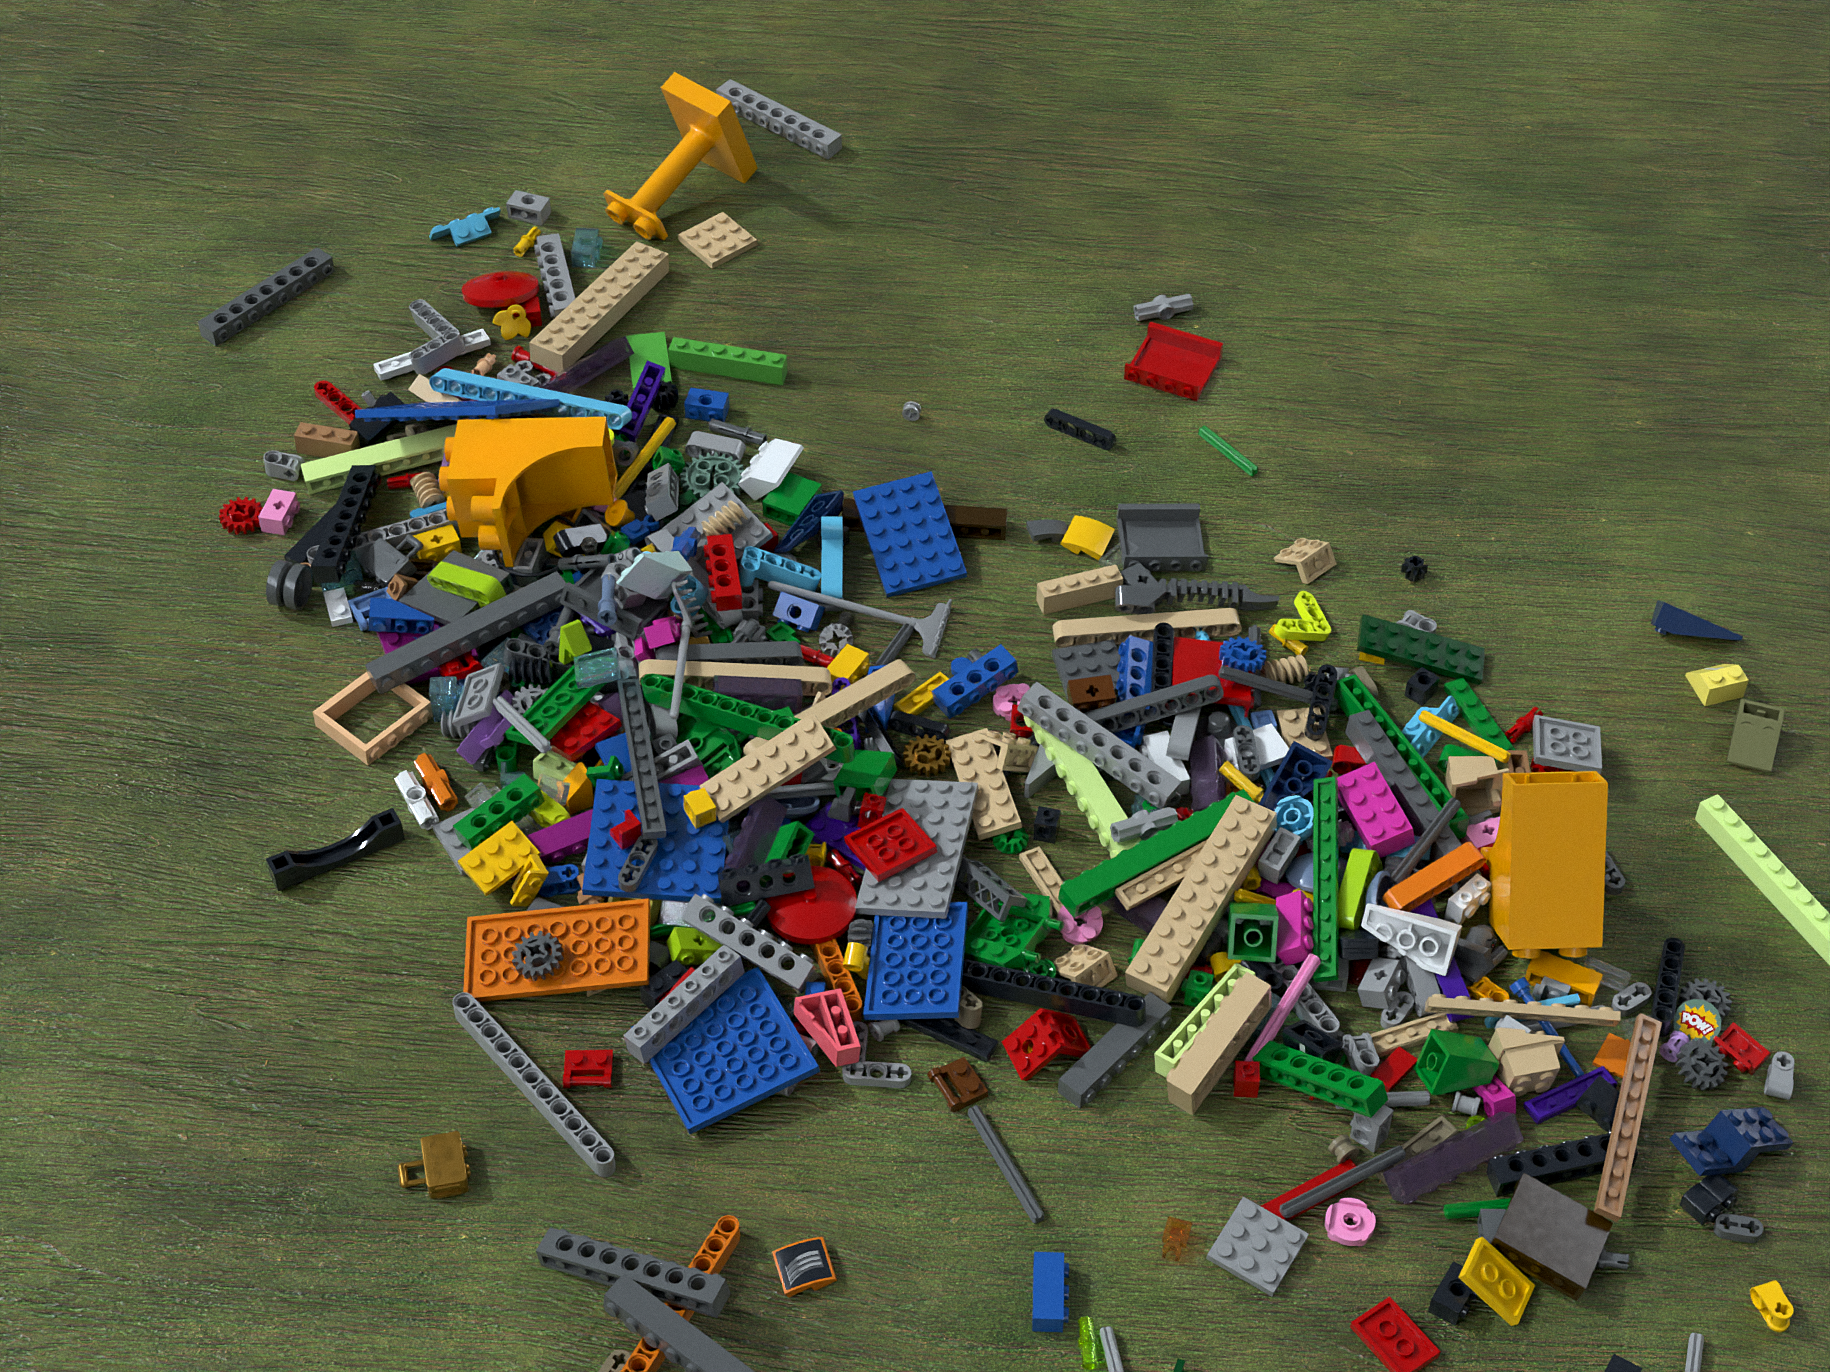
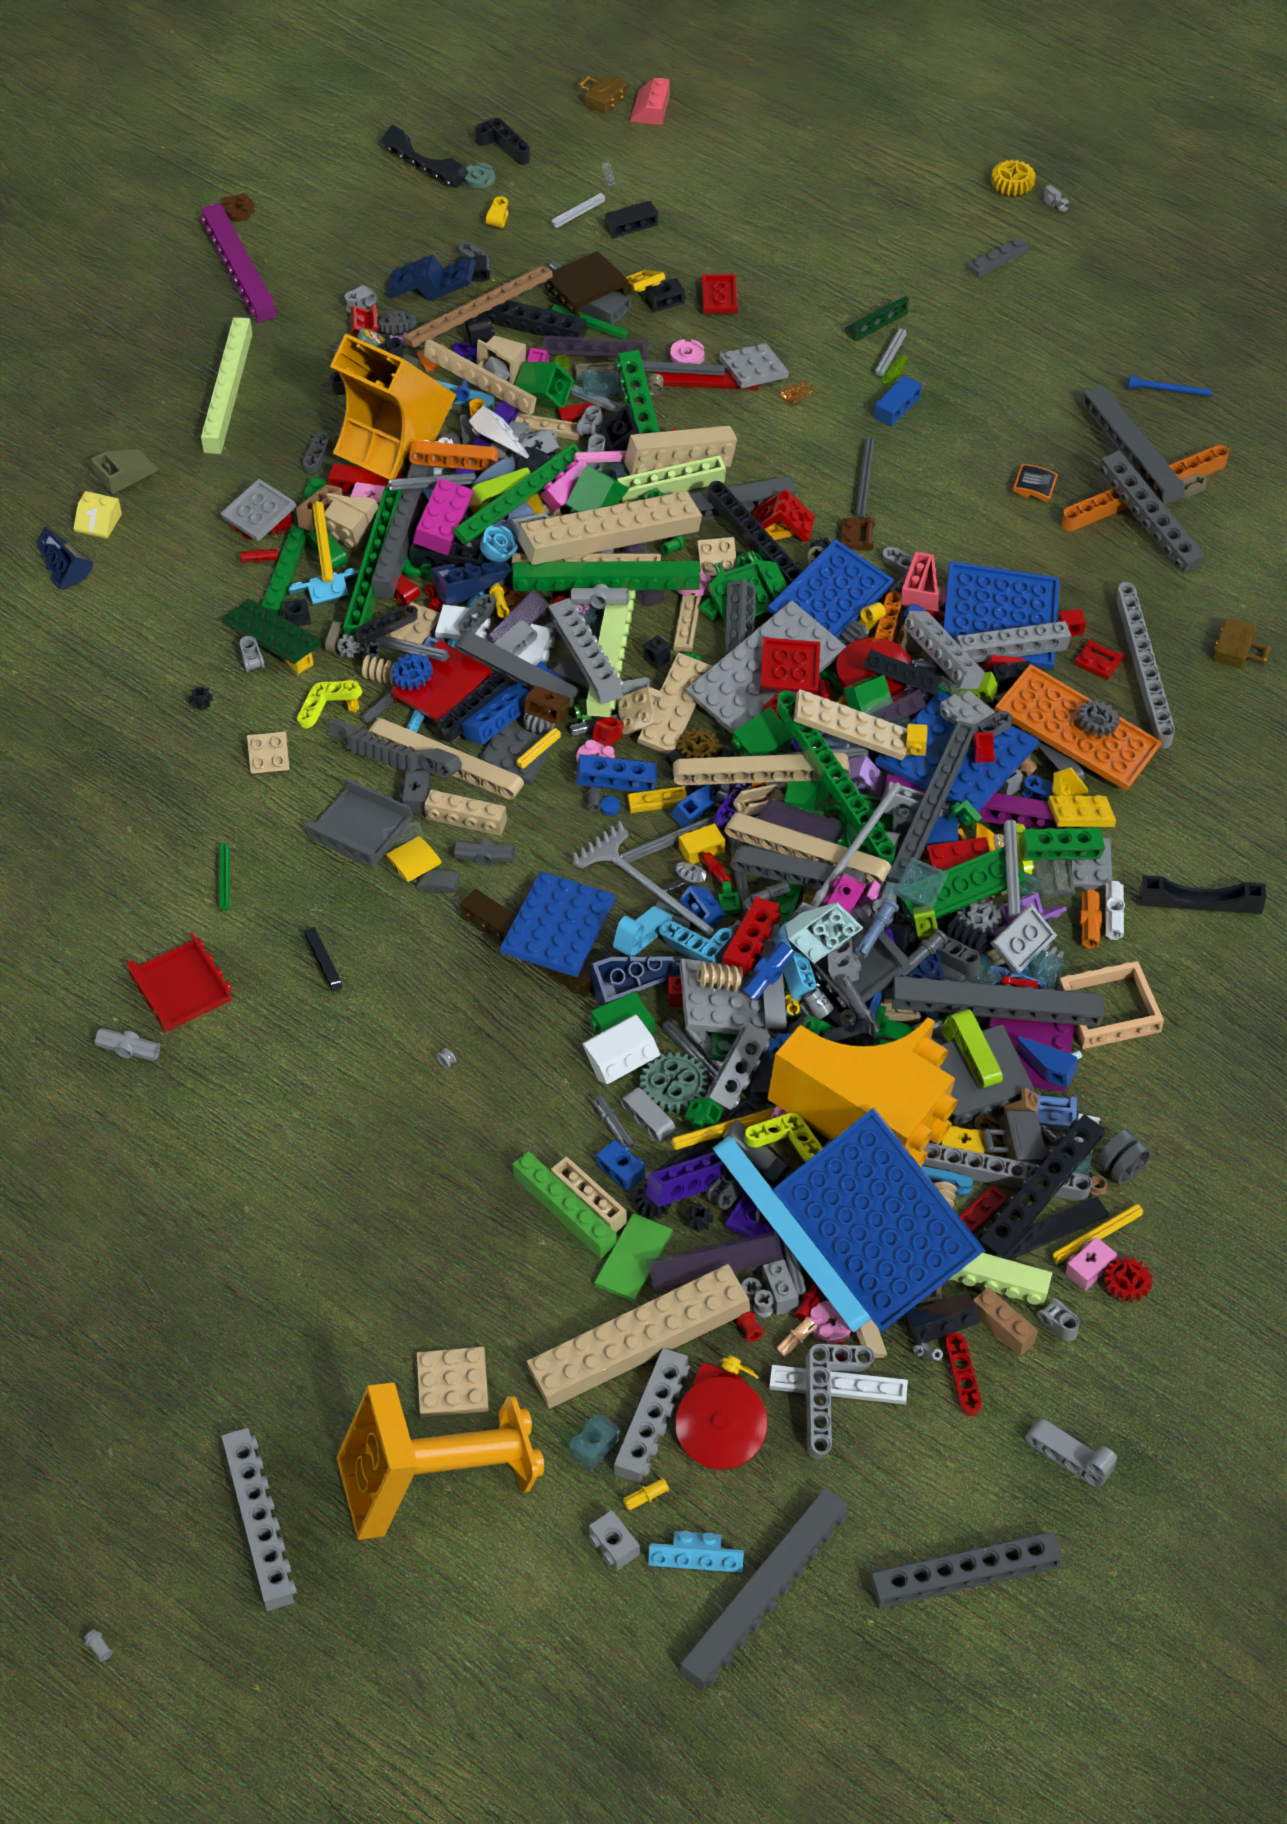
camera: 145 degrees left, 5 degrees up
(223, 390) = (1072, 1454): none -> light grey beam
(286, 540) = (1100, 1231): none -> yellow axle
(396, 506) = (983, 1208): none -> red tile
(403, 231) = (764, 1589): none -> dark grey brick
(643, 1090) = (1074, 620): none -> red brick
(672, 870) = (965, 708): none -> light grey plate
(712, 370) = (590, 1193): none -> tan brick
(817, 32) = (98, 1645): none -> light grey pin
(1031, 569) = (485, 852): none -> dark grey piece
(1068, 667) = (538, 748): none -> yellow axle
(1409, 1113) = (599, 383): none -> clear light blue plate

